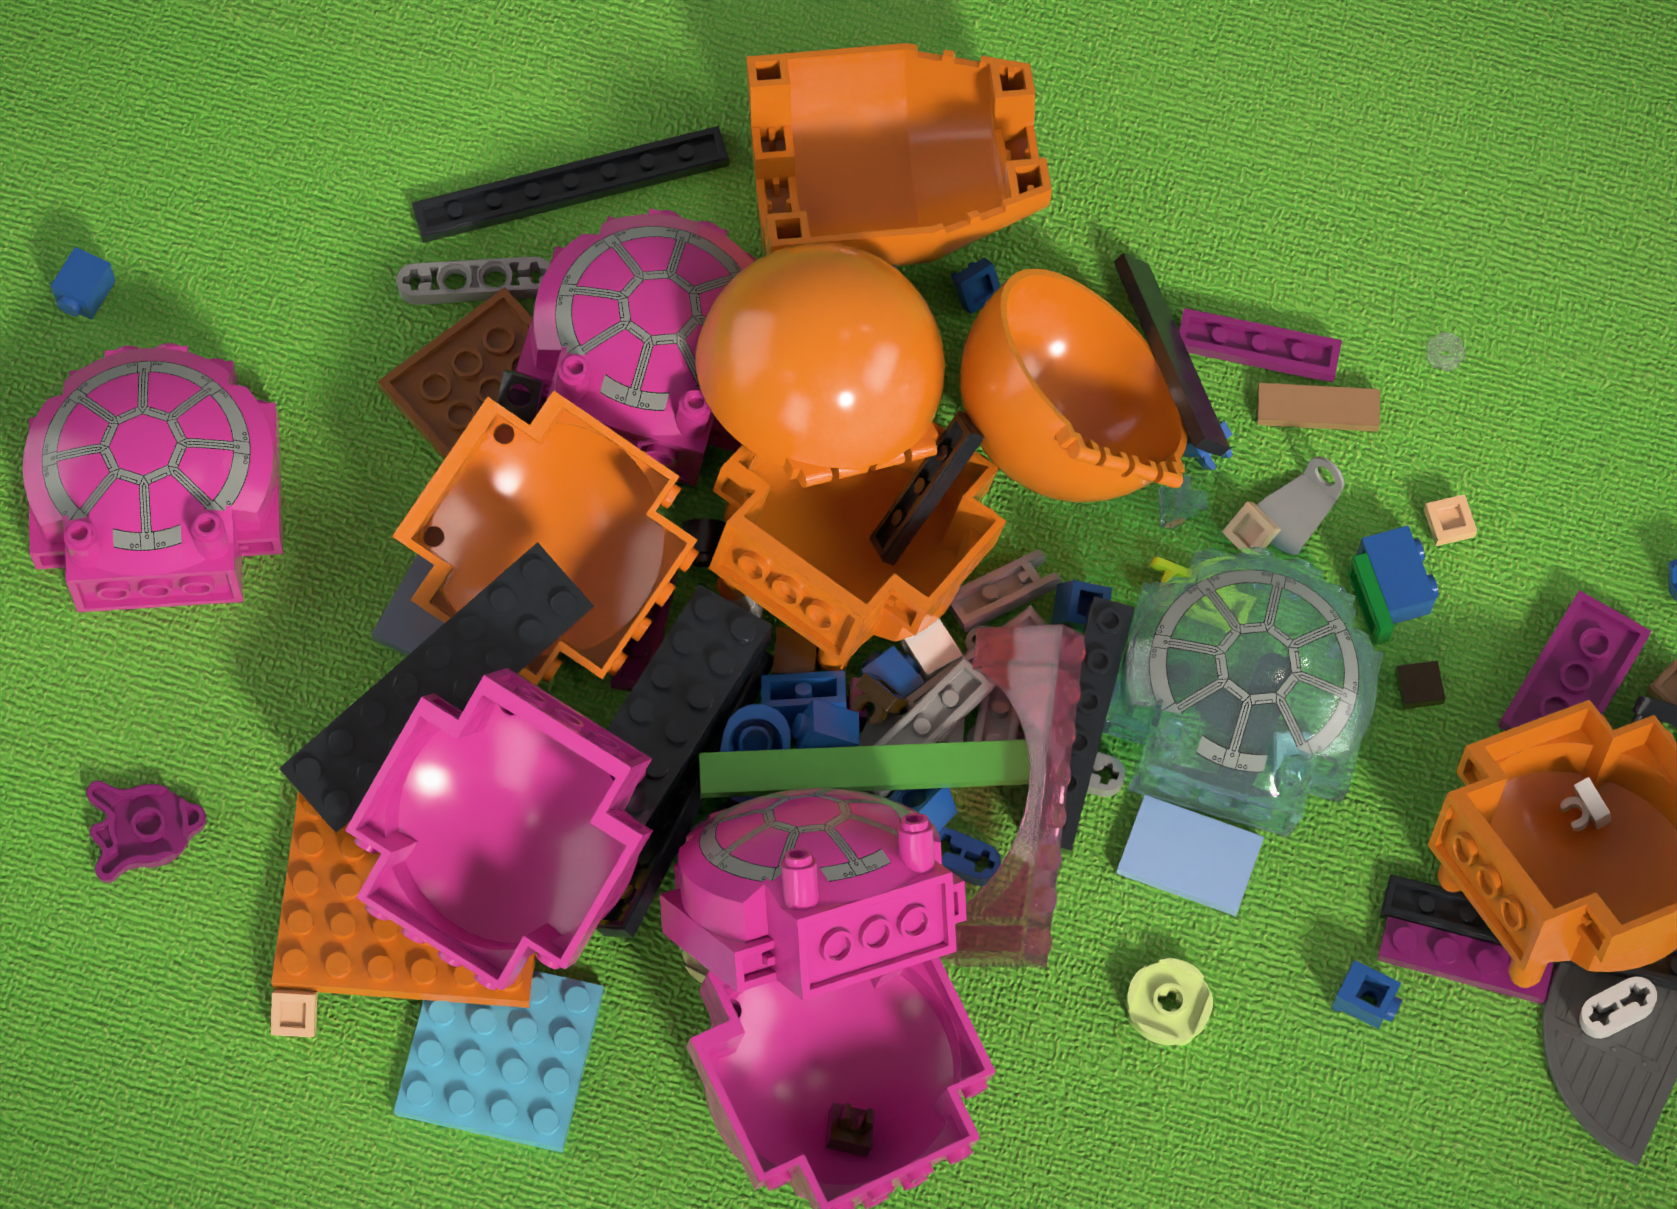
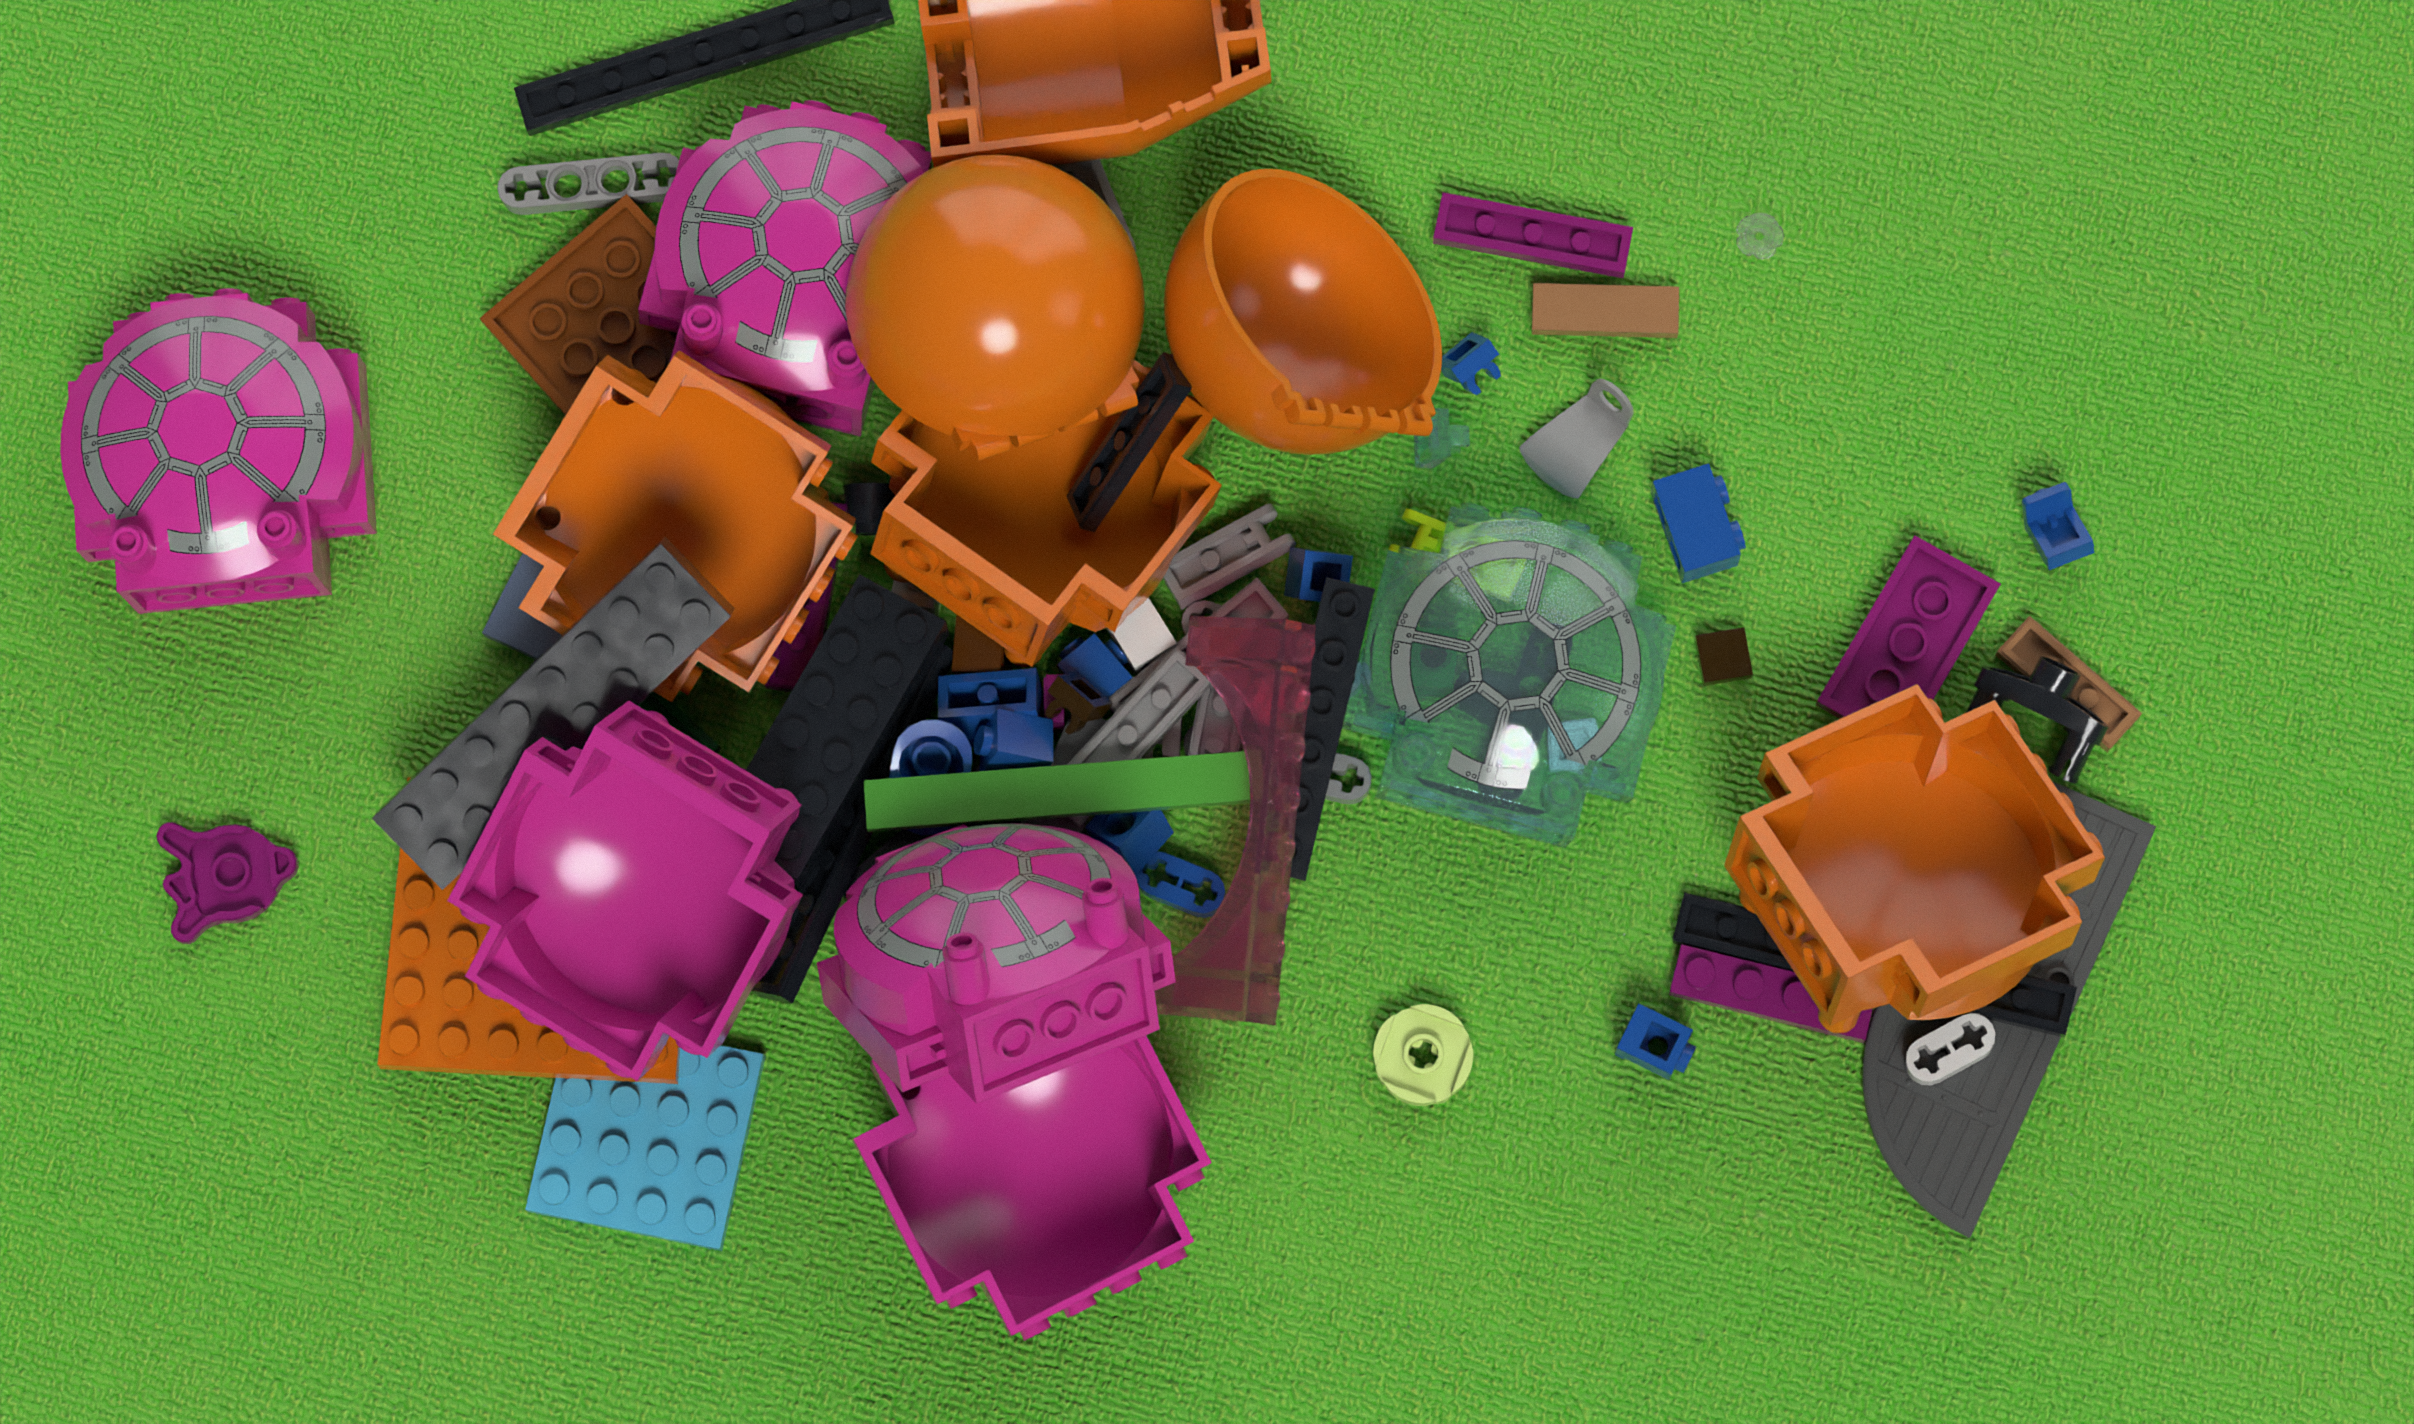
camera: 10 degrees right, 10 degrees up
(82, 284) = (124, 208): blue brick -> none
(294, 1013) = (406, 1097): light nougat plate -> none
(518, 402) = (647, 347): black bracket -> none
(850, 1129) = (1050, 1221): dark brown tile -> none
(975, 284) = (1192, 170): blue tile -> none
(1171, 355) = (1425, 257): black tile -> none
(1190, 855) = (1448, 875): light blue tile -> none
(1251, 528) = (1522, 472): light nougat plate -> none
(1370, 599) = (1664, 553): green tile -> none
(1450, 520) = (1761, 450): light nougat plate -> none
(1590, 804) = (1920, 806): white tile -> none

